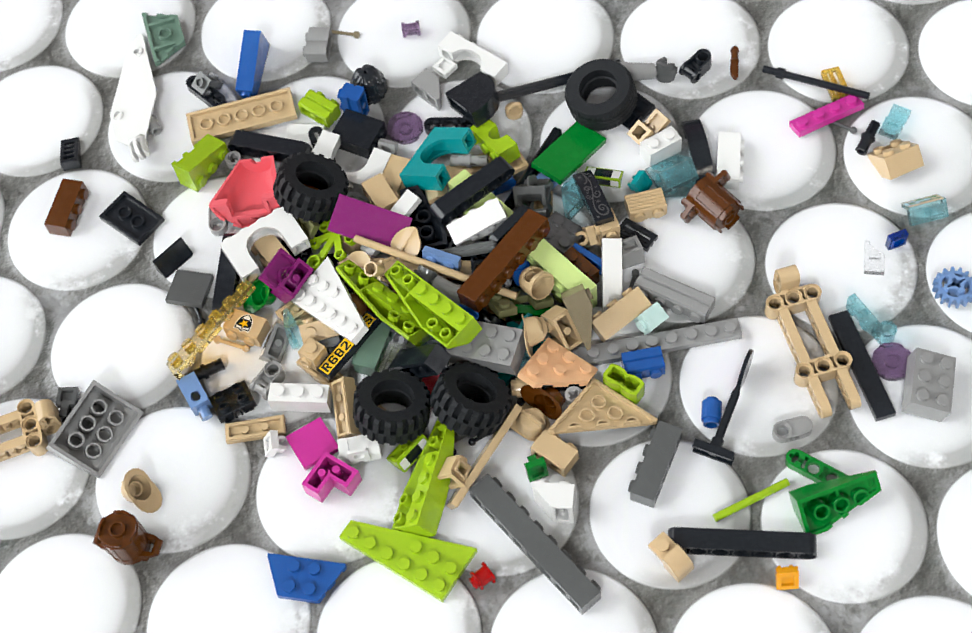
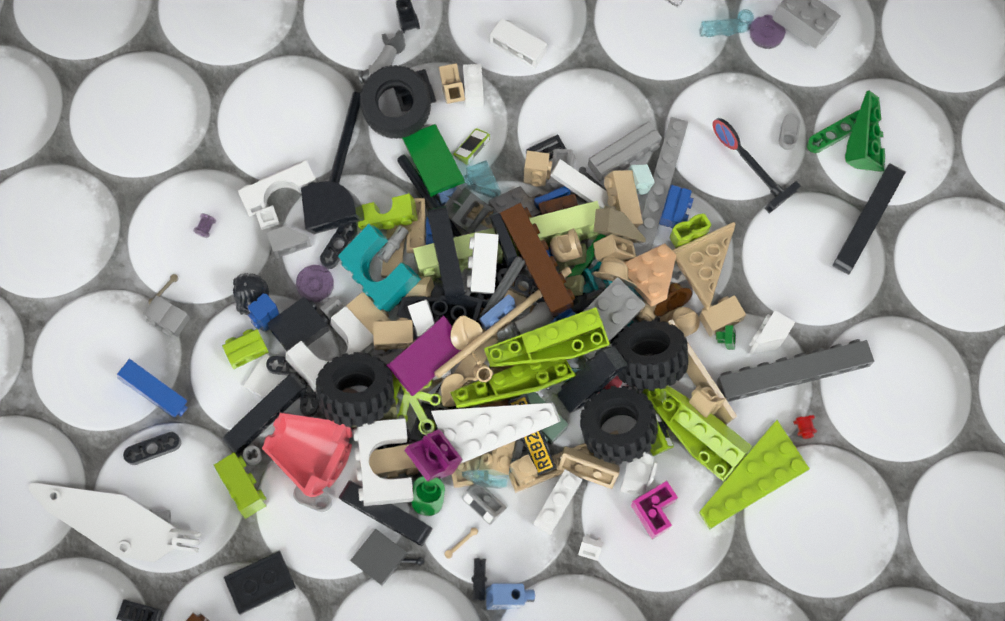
camera: 75 degrees left, 10 degrees up
(164, 35) = (49, 460): sand green wing -> none
(172, 258) = (335, 559): black slope -> none
(205, 80) = (143, 442): dark grey bracket -> none
(207, 332) = (452, 559): clear yellow wing -> none
(231, 400) = (525, 565): black hinge -> none
(243, 115) = (205, 426): tan plate -> none
(247, 328) = (455, 521): tan brick -> none
(254, 429) = (564, 558): tan tile -> none
(262, 381) = (523, 525): light grey piece -> none
(303, 577) = (732, 576): blue wing -> none
(311, 443) = (606, 512): dark pink tile -> none
(514, 110) = (355, 182): tan tile -> none
(589, 236) = (531, 185): tan tile -> none
(593, 197) = (504, 160): black slope -> none
(640, 182) = (500, 119): teal tile -> none
(645, 204) = (523, 127): tan brick -> none
(656, 464) = (771, 244): dark grey brick -> none
(672, 556) = (859, 273): tan brick -> none
(673, 173) = (504, 90): clear light blue slope -> none
(698, 147) = (491, 58): black slope -> none
(711, 412) = (746, 180): blue brick -> none
(712, 202) = (558, 75): reddish brown container -> none
(751, 500) = (833, 193): lime bar -> none
(787, 288) = (667, 64): tan beam -> none
(787, 577) = (913, 201): light orange tile -> none
(862, 366) = (759, 53): black tile -> none

